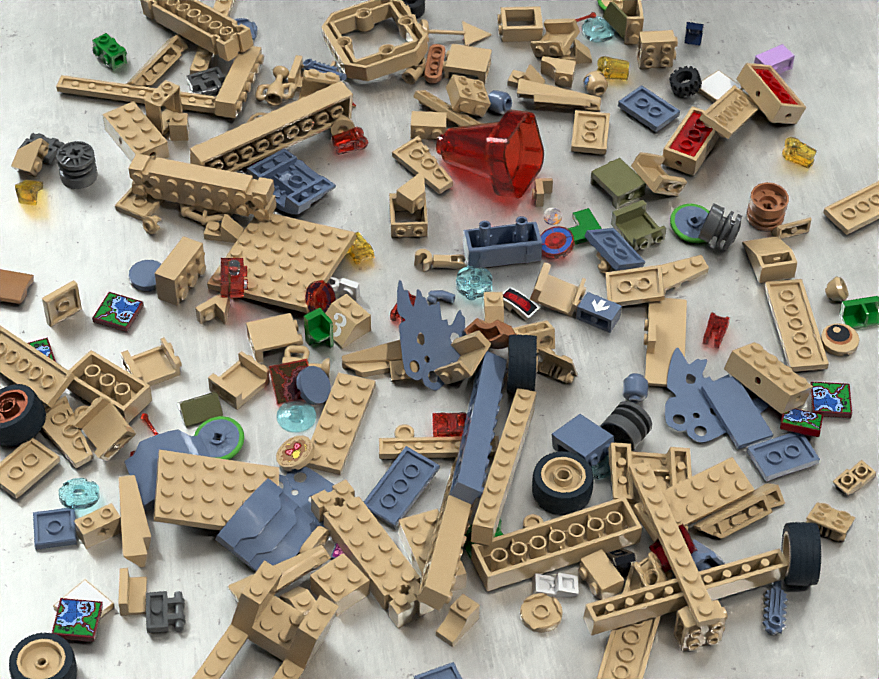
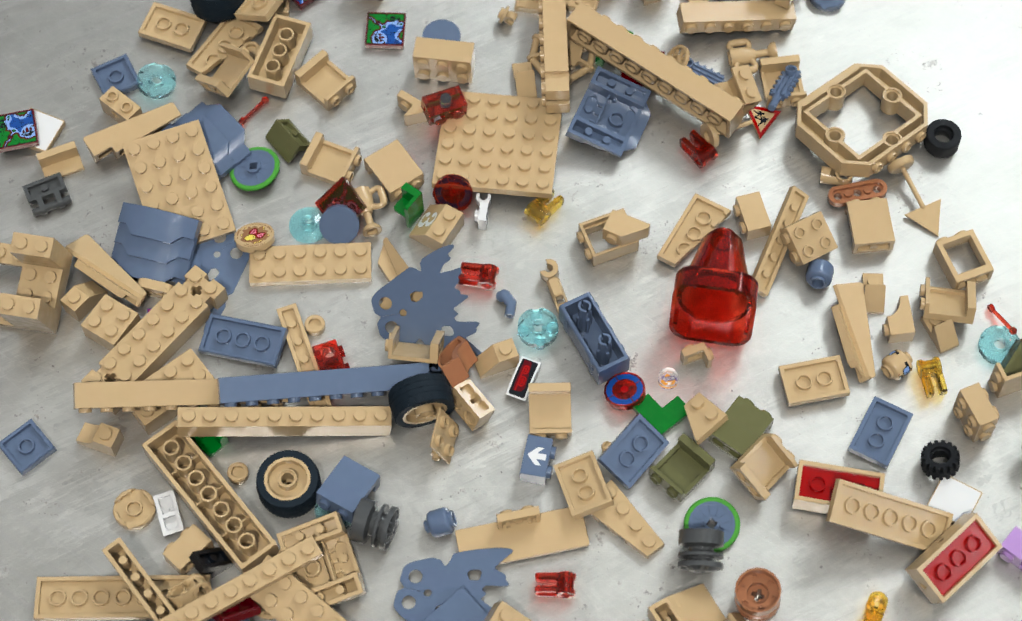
camera: 75 degrees right, 15 degrees up
(602, 197) = (703, 417): none -> tan wing

